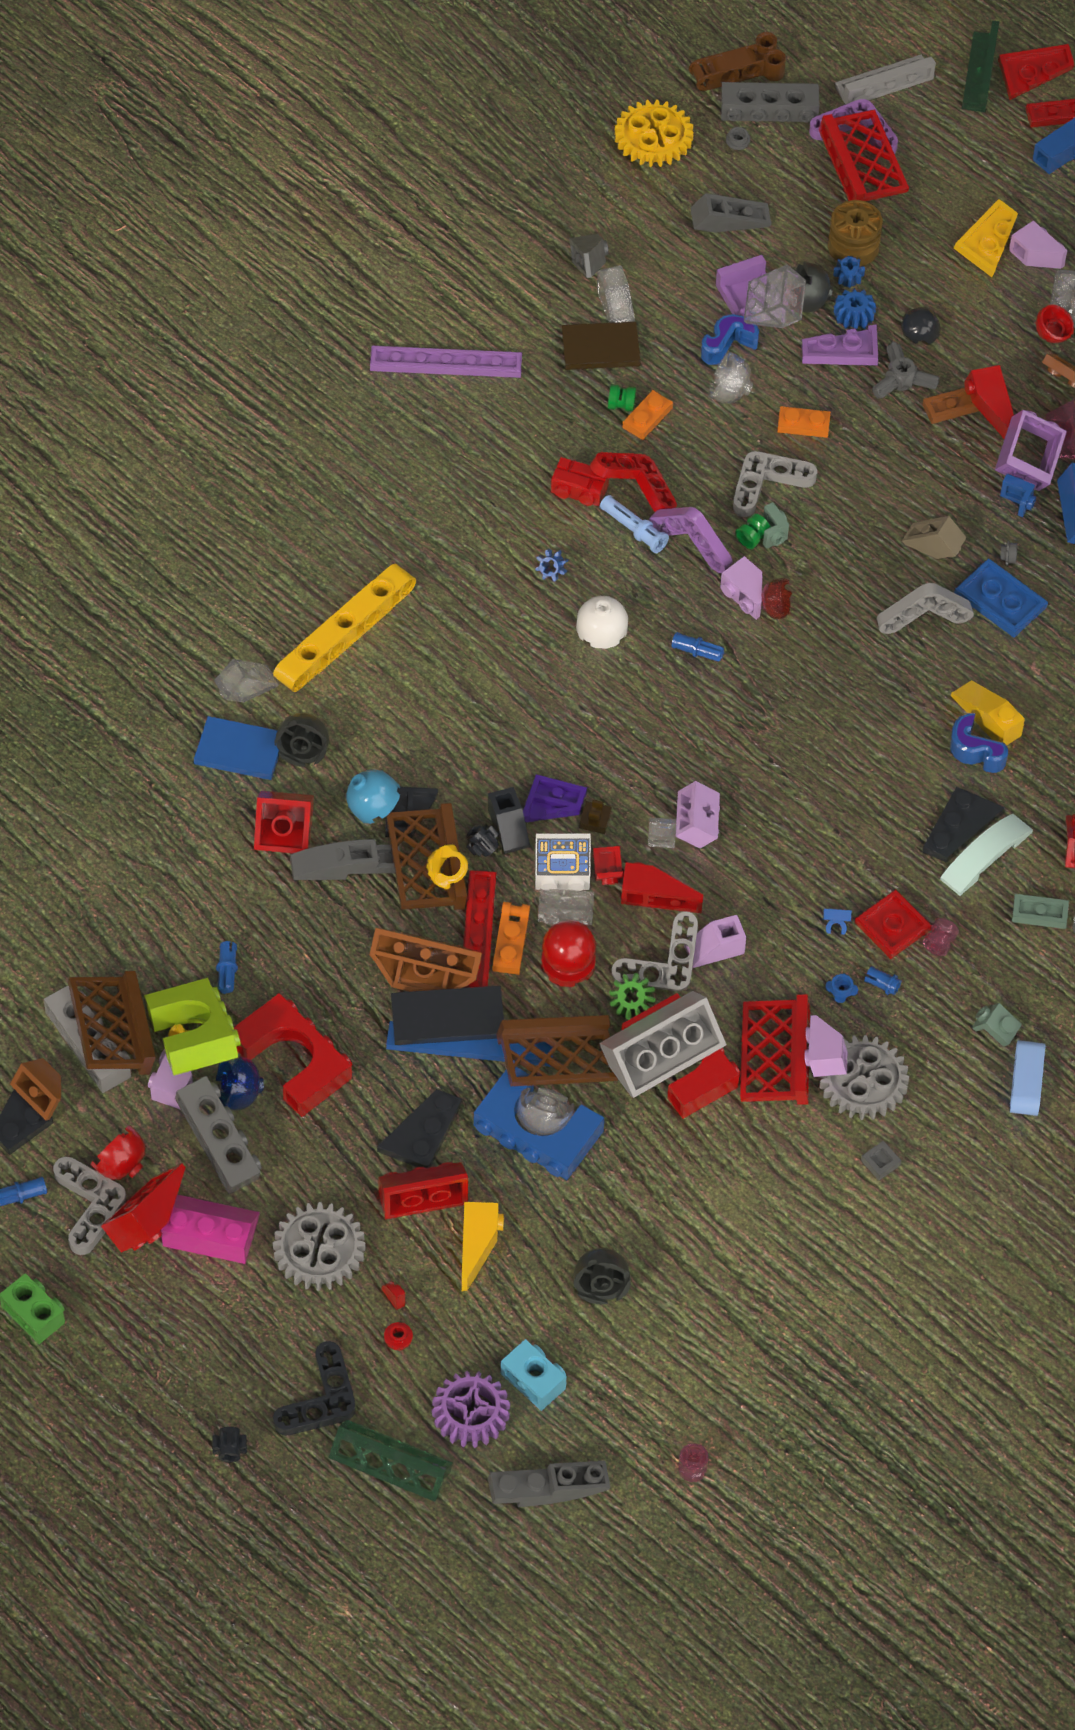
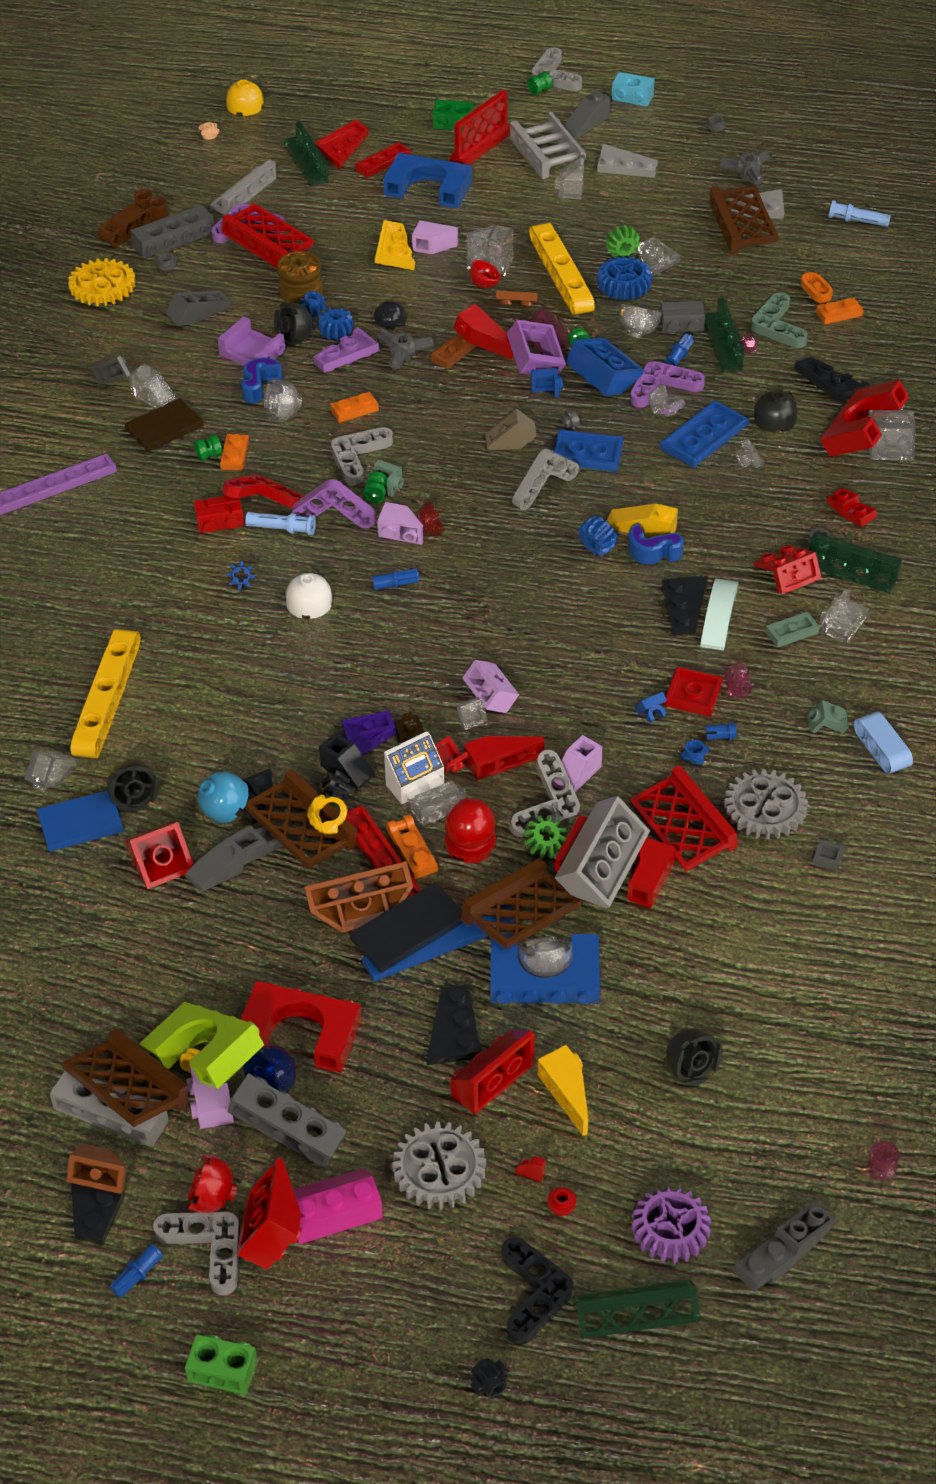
camera: 30 degrees left, 10 degrees down
(226, 967) = (191, 986): blue axle -> none
(538, 1389) = (710, 1176): medium azure brick -> none
(775, 298) = (278, 334): clear slope -> none
(826, 1049) = (728, 793): lavender slope -> none
(925, 705) = (597, 535): none -> blue gear

